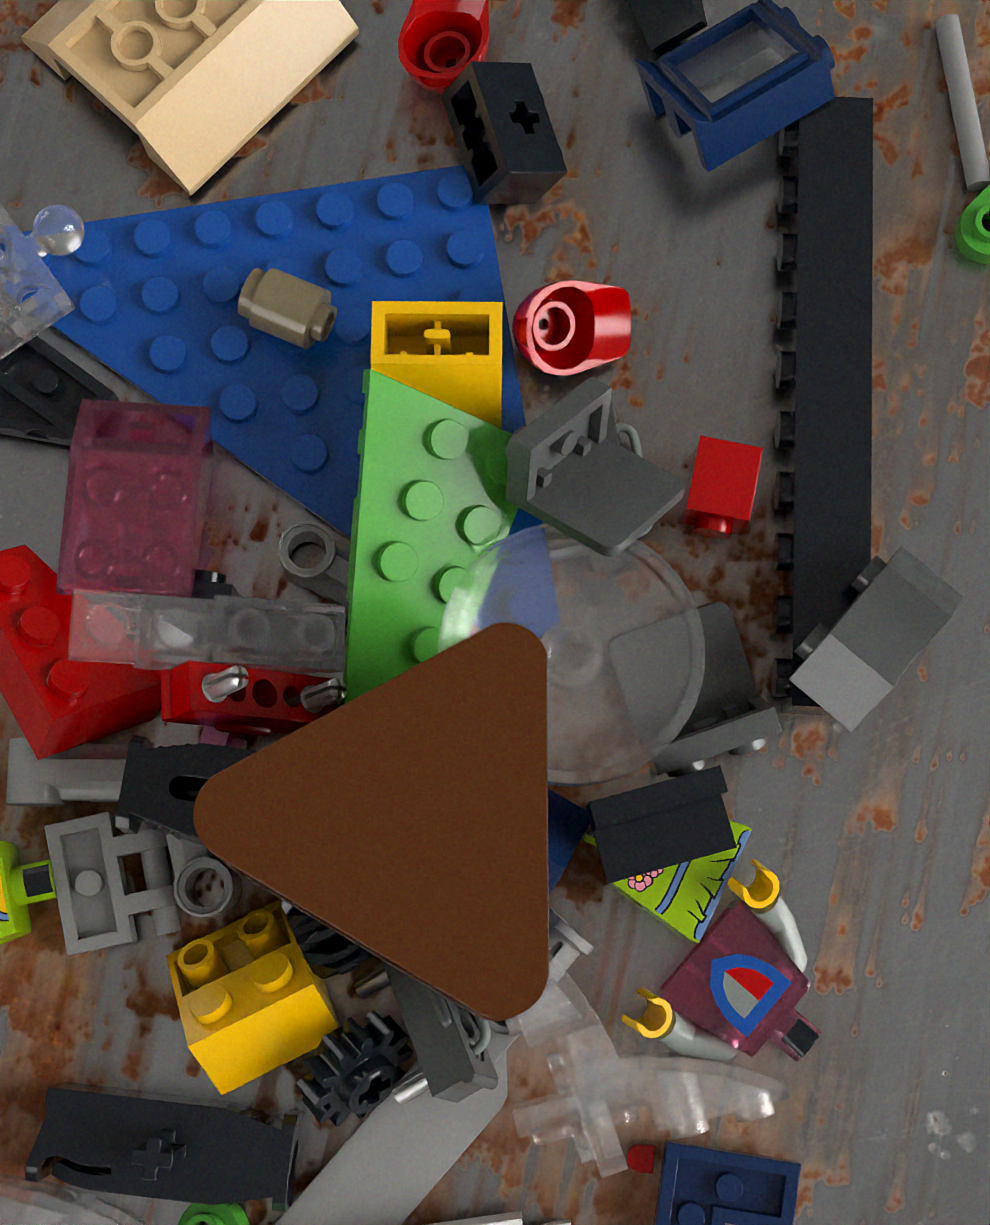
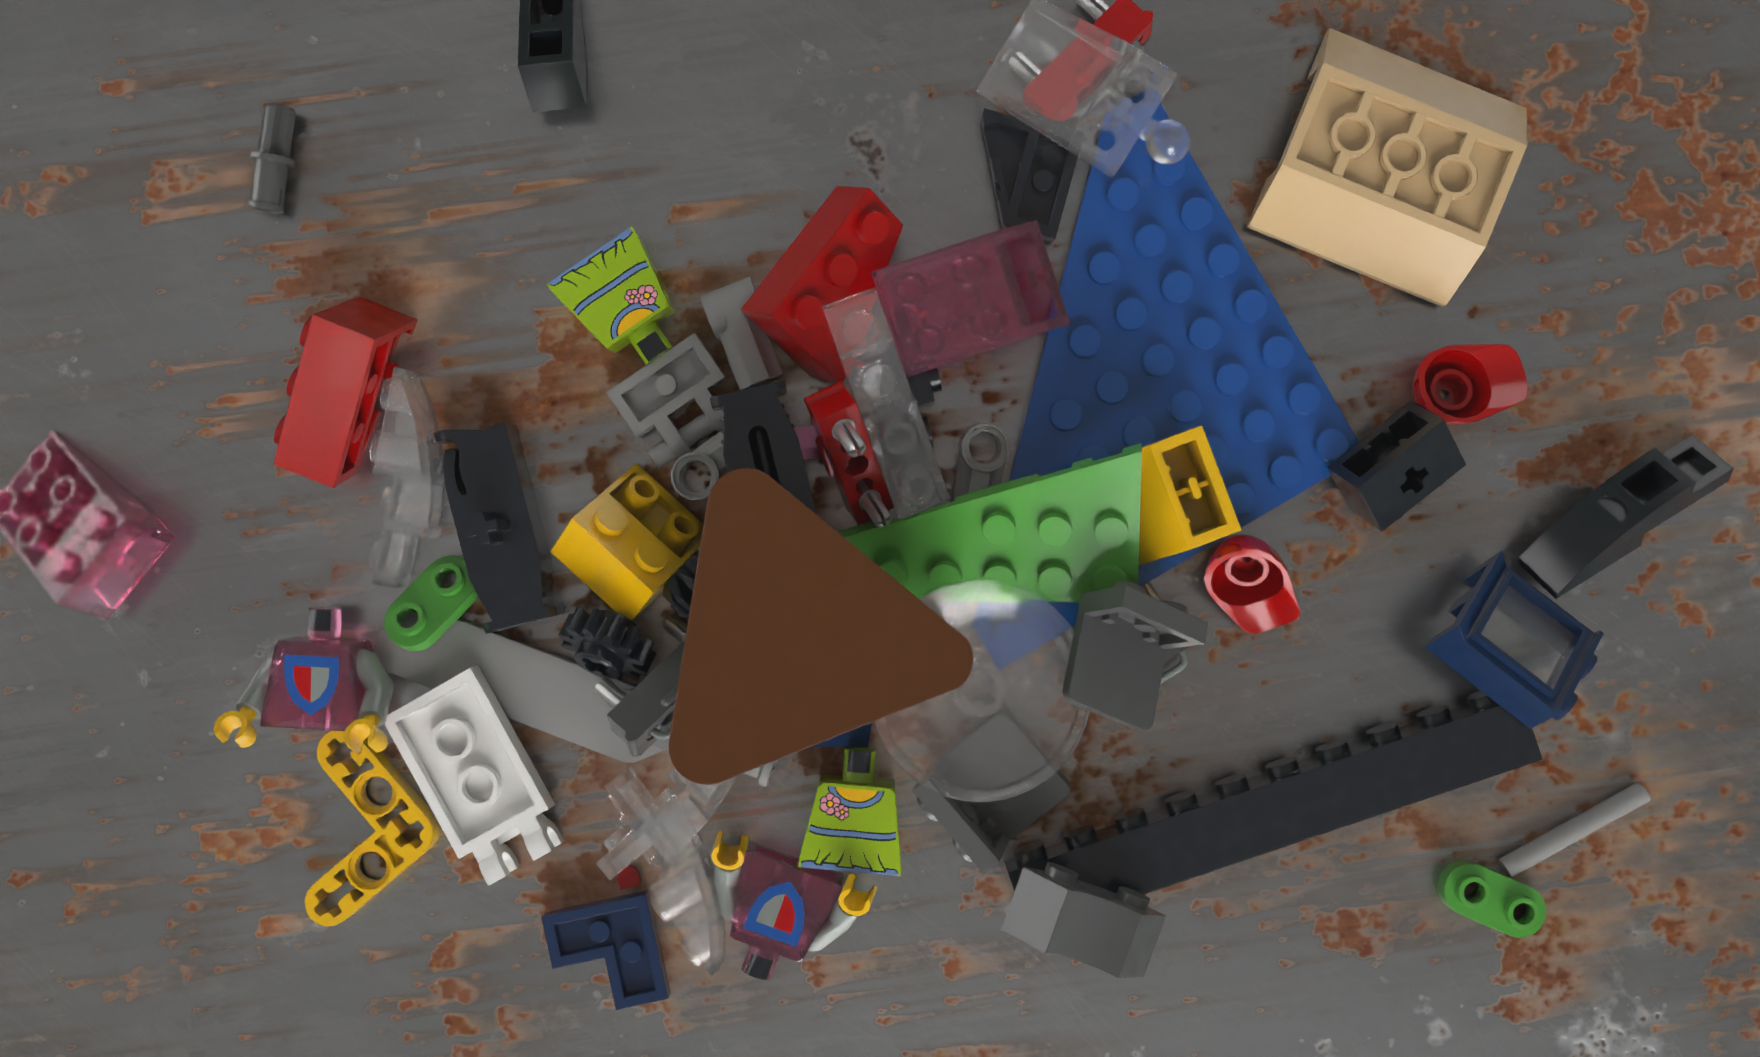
camera: 70 degrees right, 10 degrees up
(287, 307) = (1176, 352): dark tan brick -> none
(661, 824) = (875, 807): black panel -> none
(721, 487) = (1164, 752): red brick -> none

